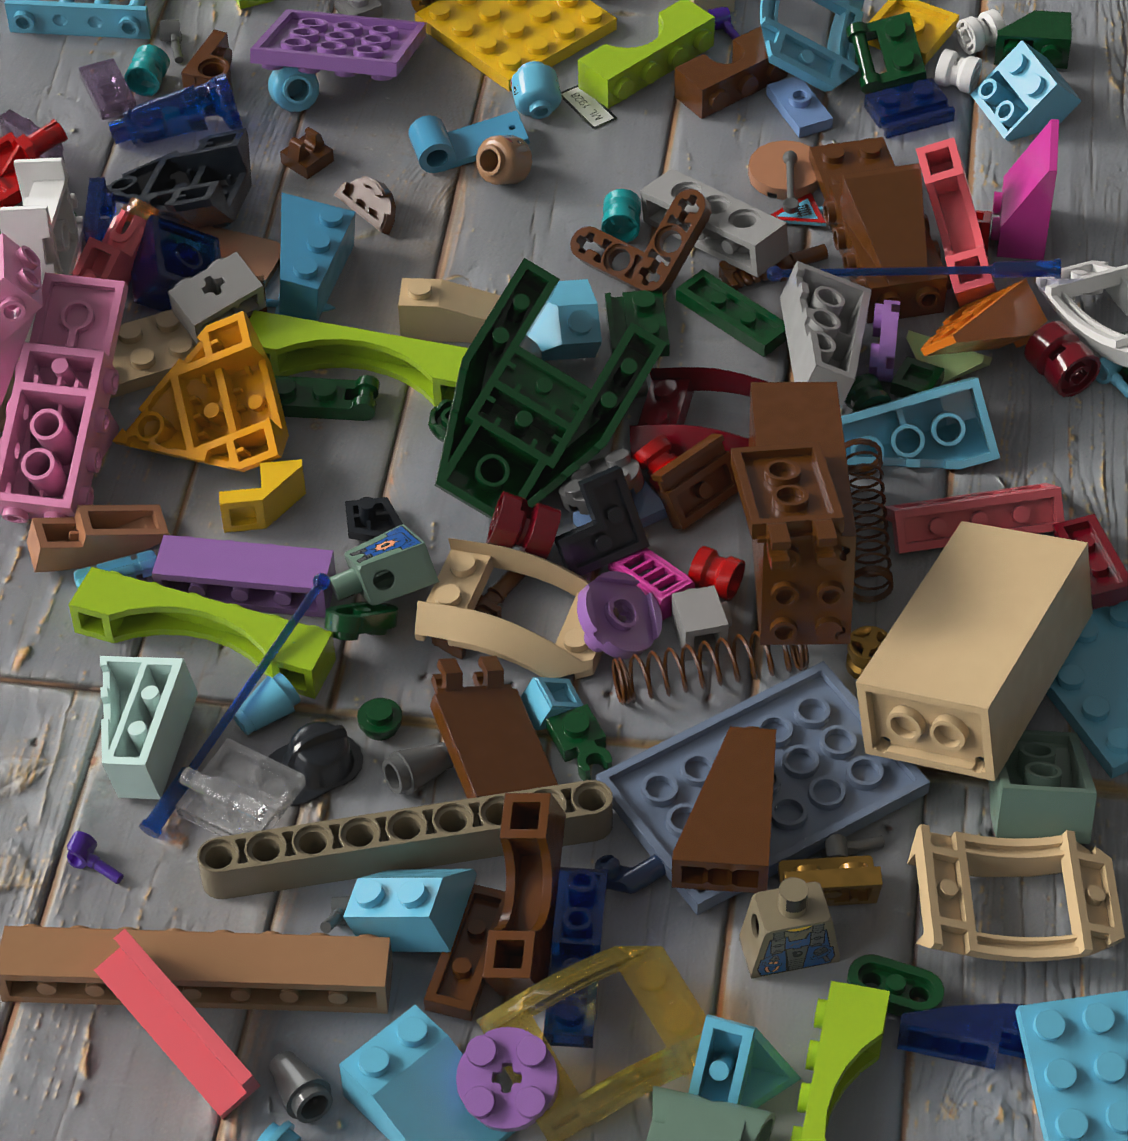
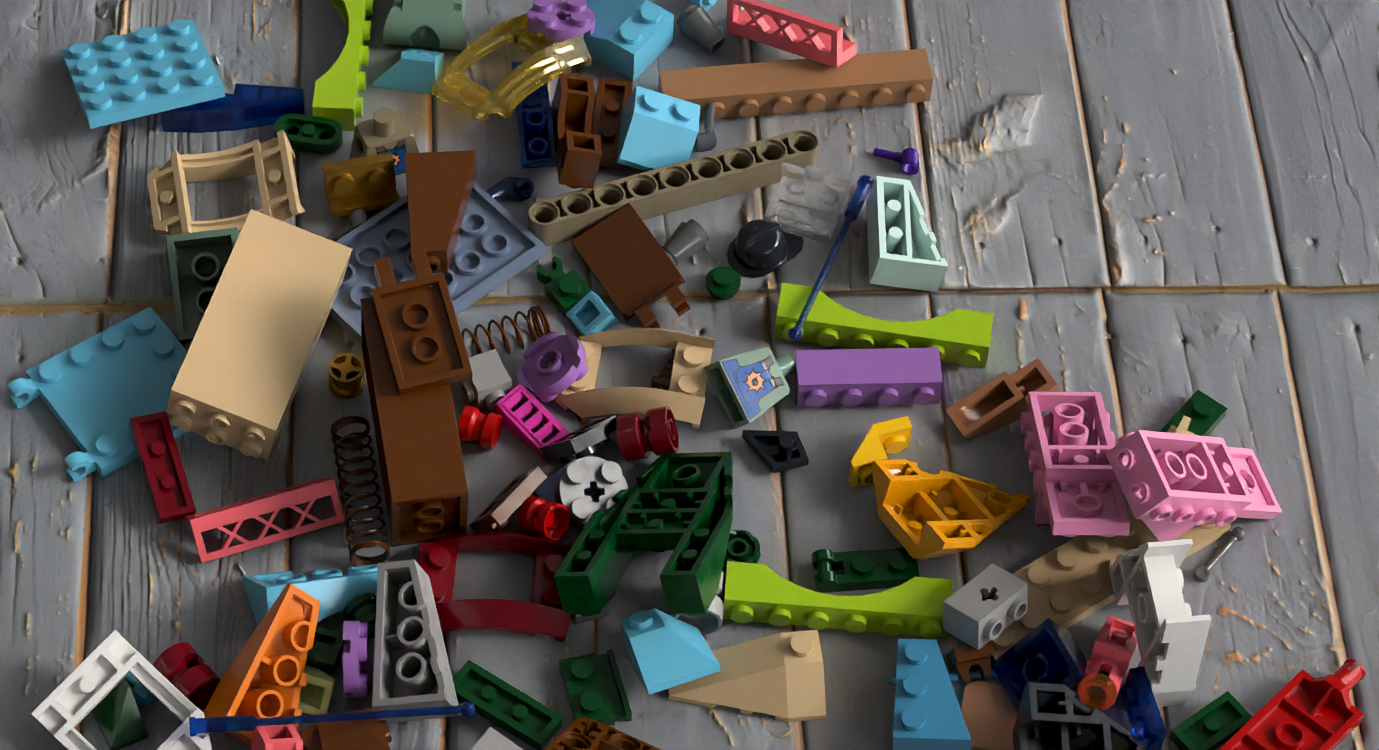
camera: 165 degrees right, 5 degrees up
(128, 567) = (974, 378): medium azure axle -> none
(267, 703) = (808, 274): medium azure cone -> none
(359, 618) = (755, 338): dark green plate -> none

